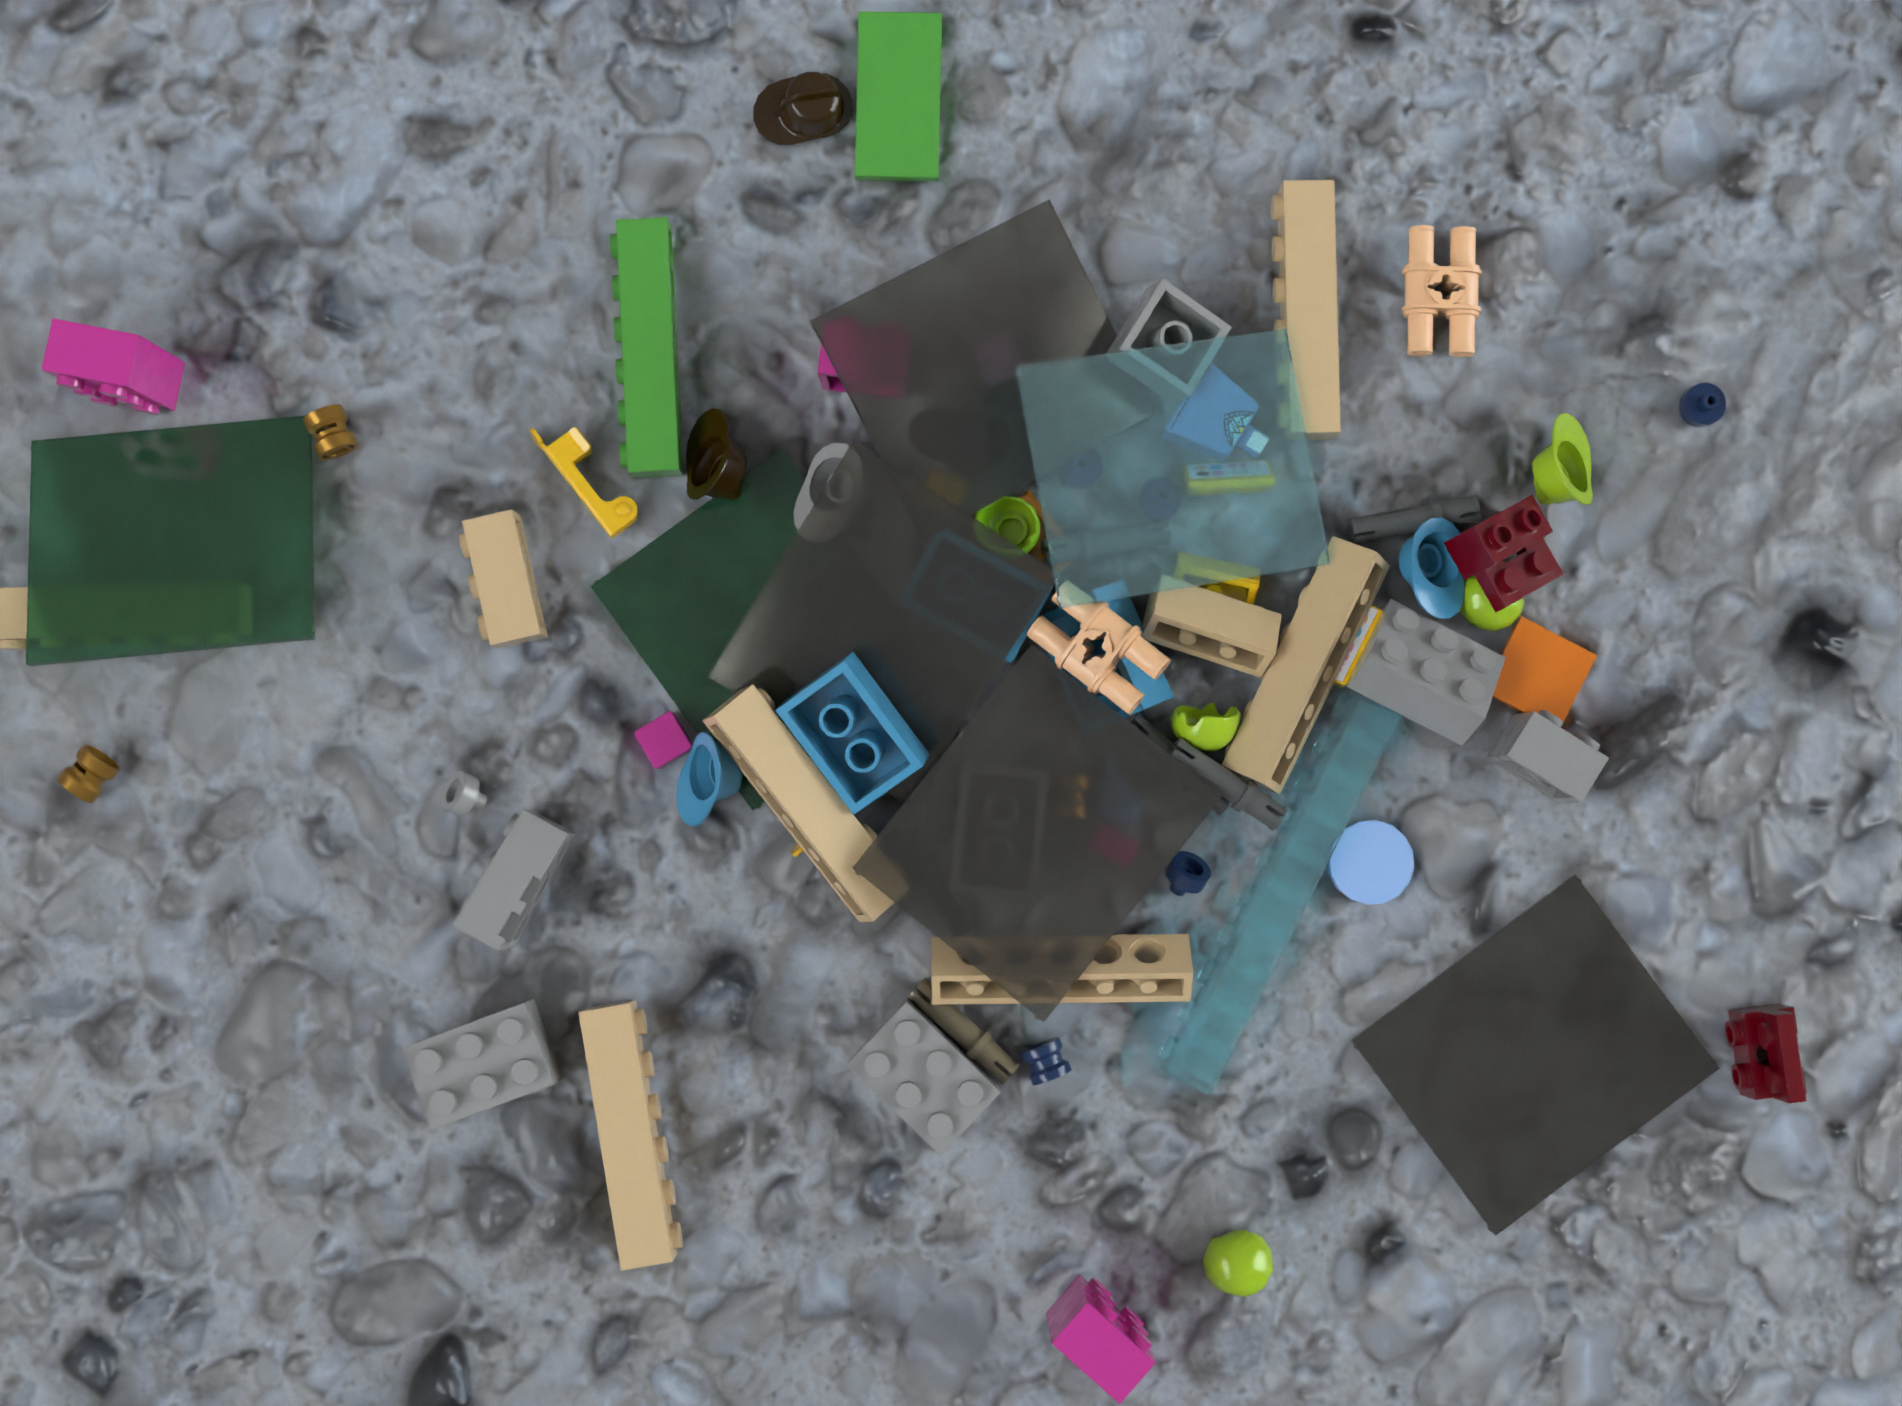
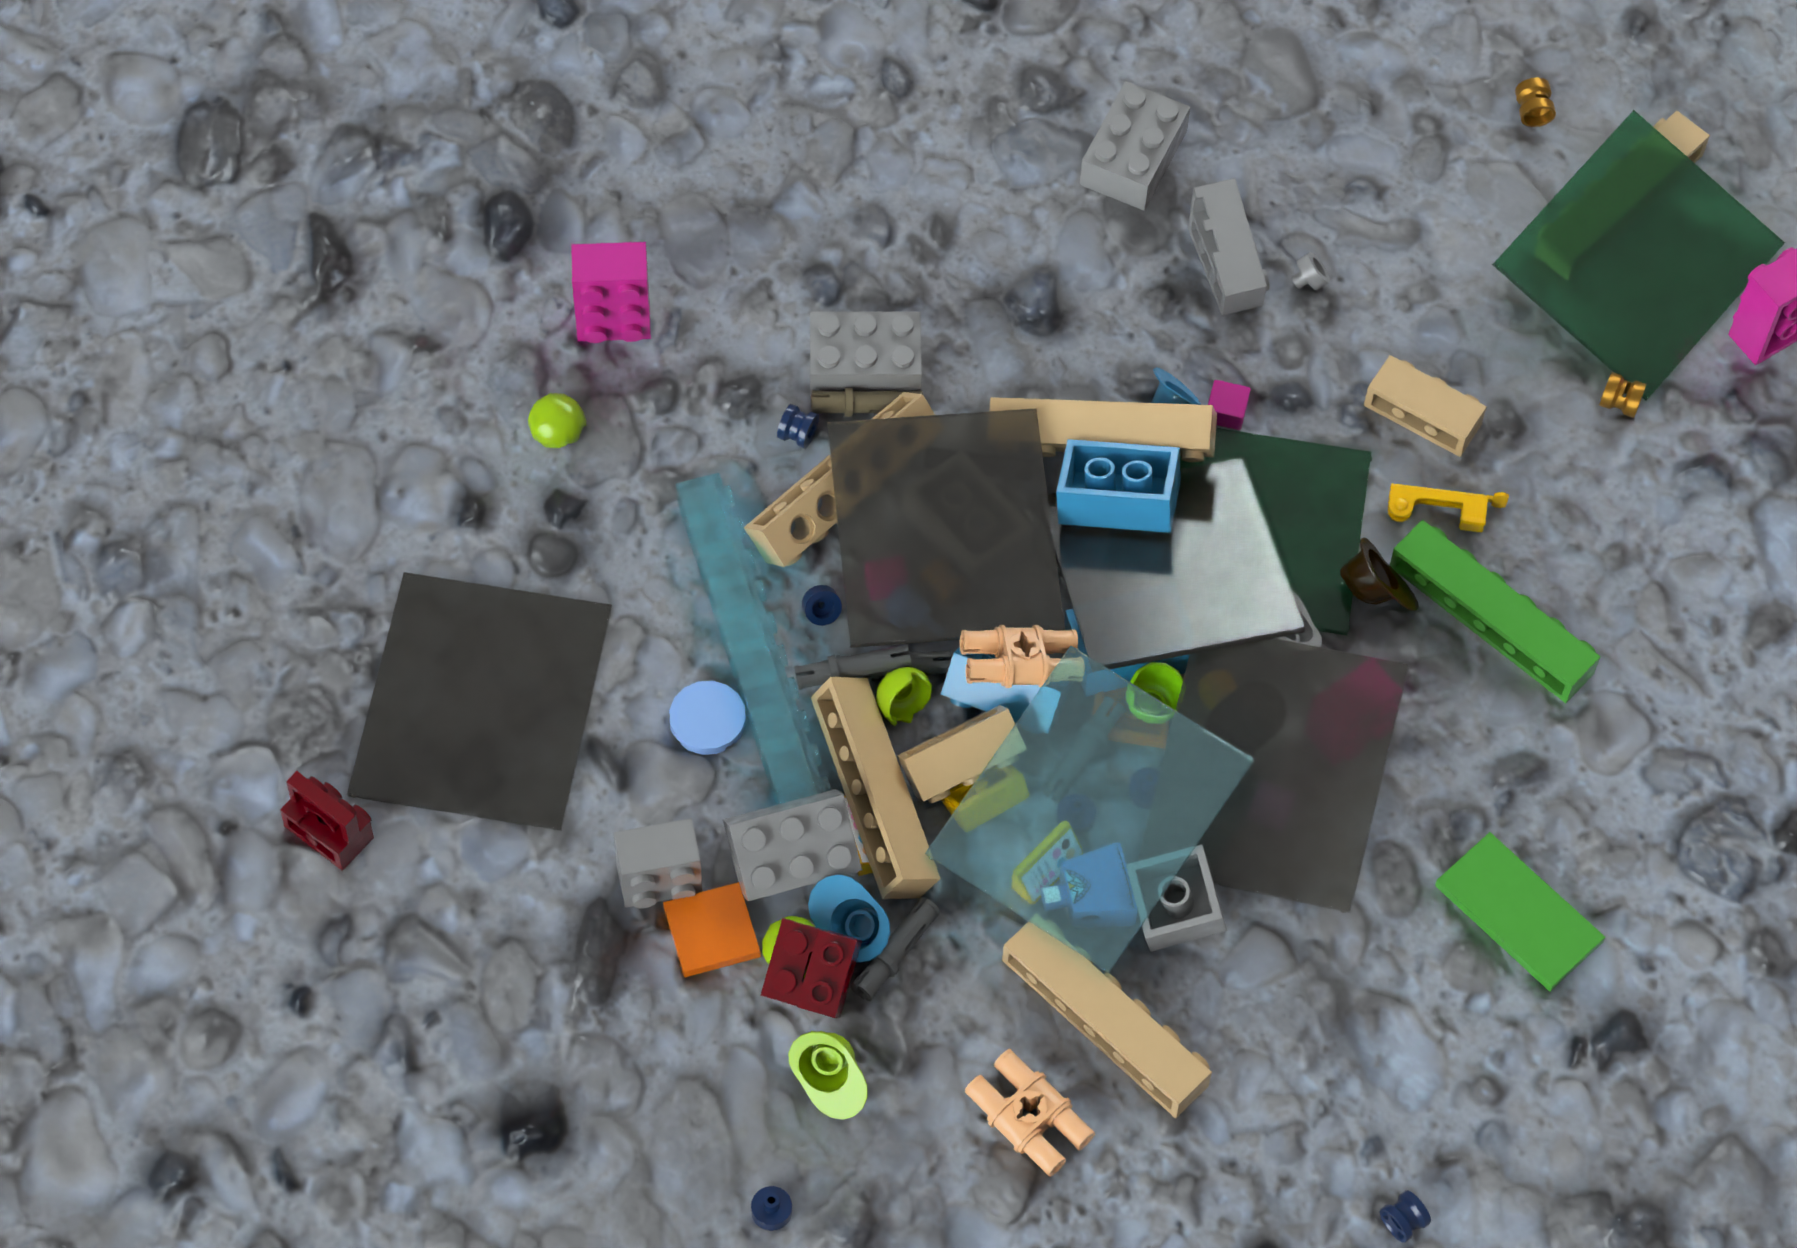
camera: 135 degrees right, 25 degrees down
(629, 1134) = (1008, 182): tan brick -> none
(802, 108) = (1570, 850): dark brown piece -> none

